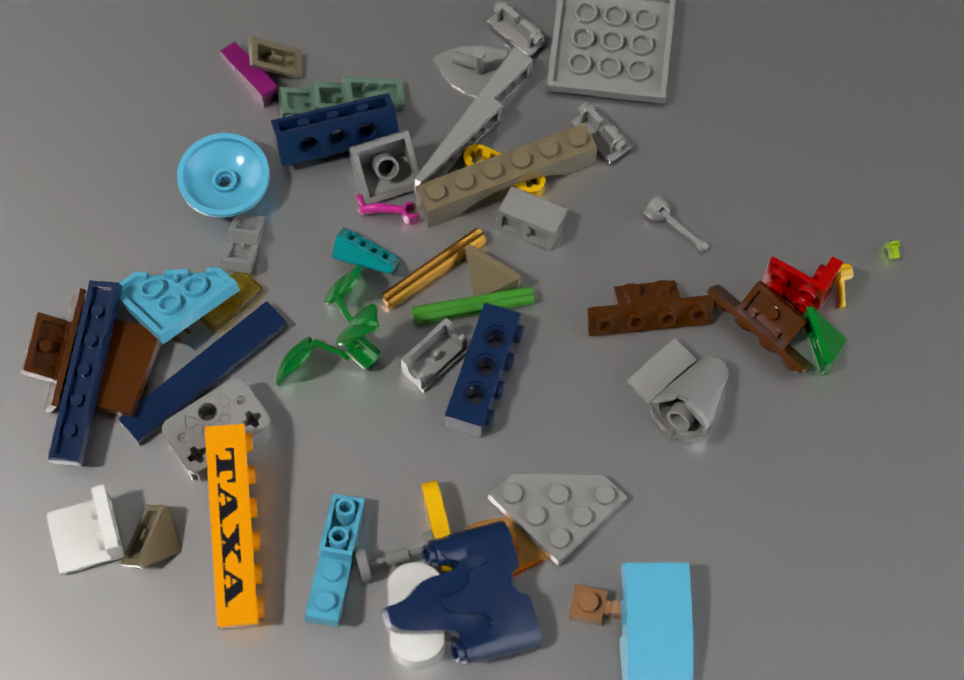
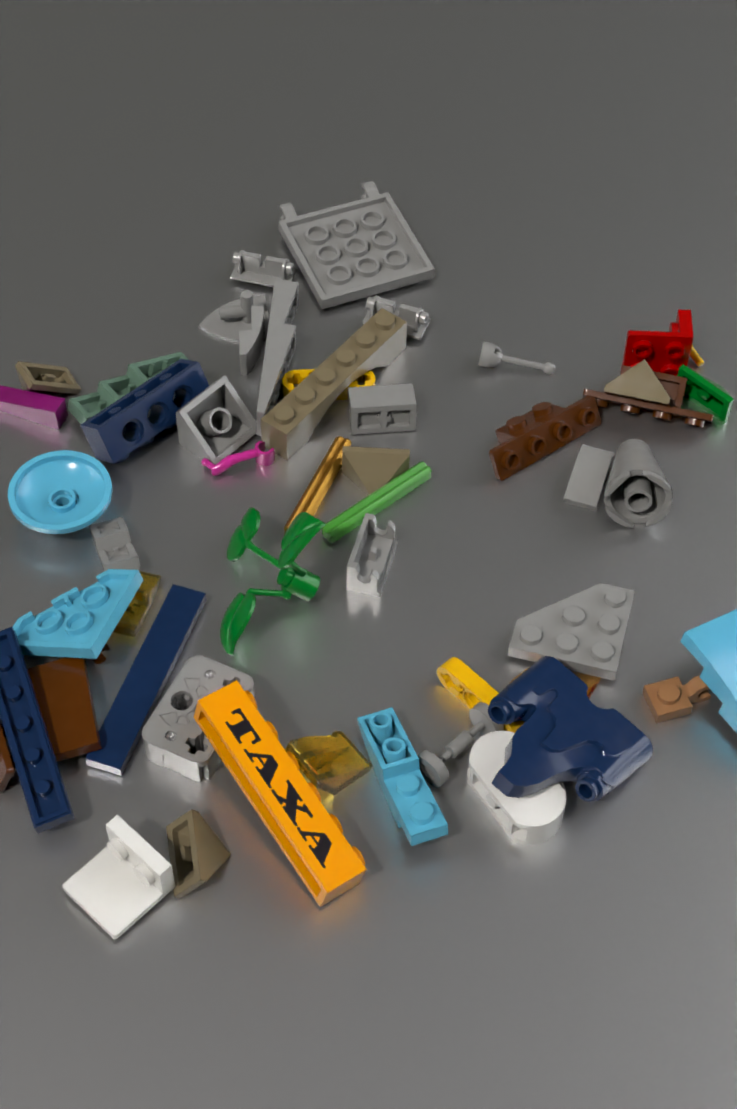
camera: 30 degrees left, 15 degrees down
(289, 515) = (329, 761): none -> clear yellow slope
(358, 250) = (235, 501): teal slope -> none
(459, 101) = (252, 340): none -> light grey slope
(492, 324) = (428, 548): dark blue brick -> none
(754, 311) = (639, 384): none -> dark tan slope
(893, 250) = (709, 303): lime piece -> none

